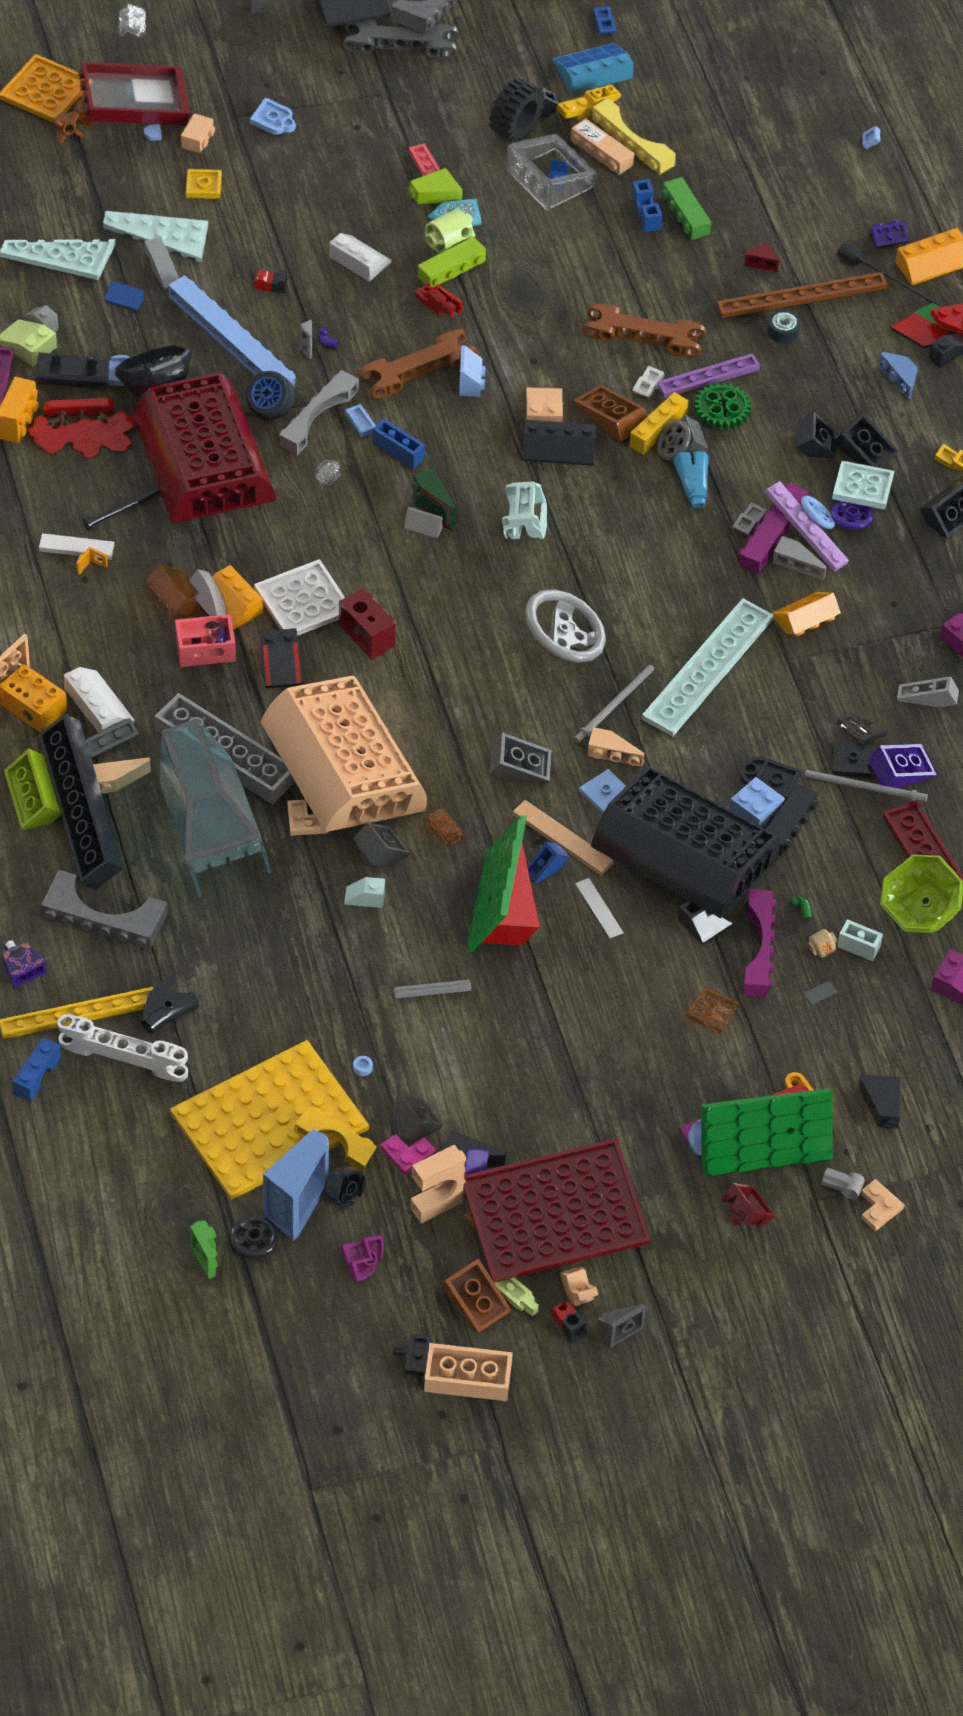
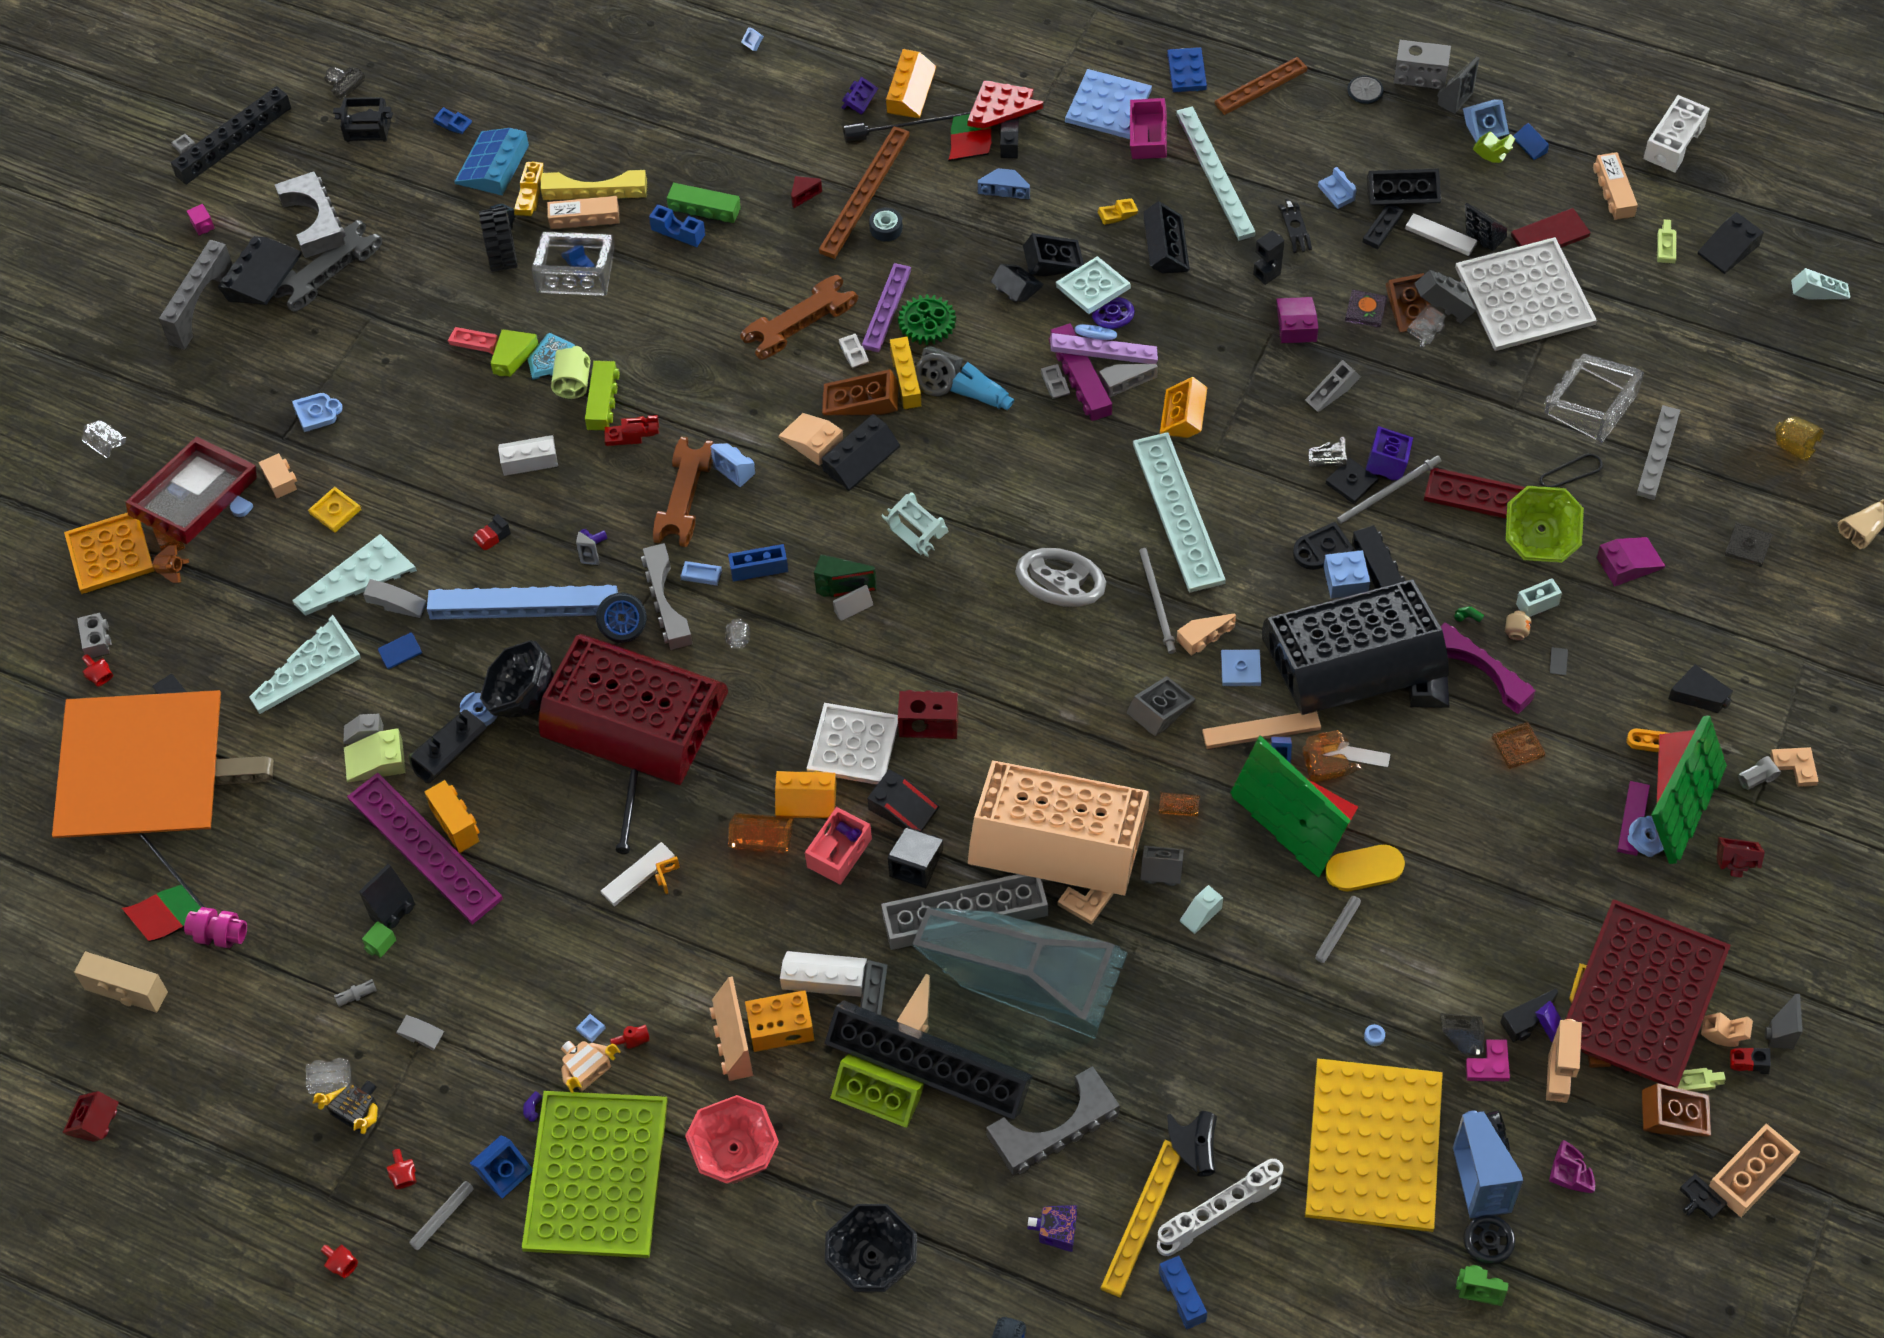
camera: 45 degrees left, 5 degrees up
(85, 434) = (521, 782): red plant -> none
(209, 593) = (793, 810): light grey slope -> none
(241, 692) = (915, 857): none -> slope
(357, 1149) = (1422, 1113): yellow arch -> none
(503, 974) = (1365, 867): none -> yellow tile
(560, 884) = (1329, 767): none -> clear orange animal

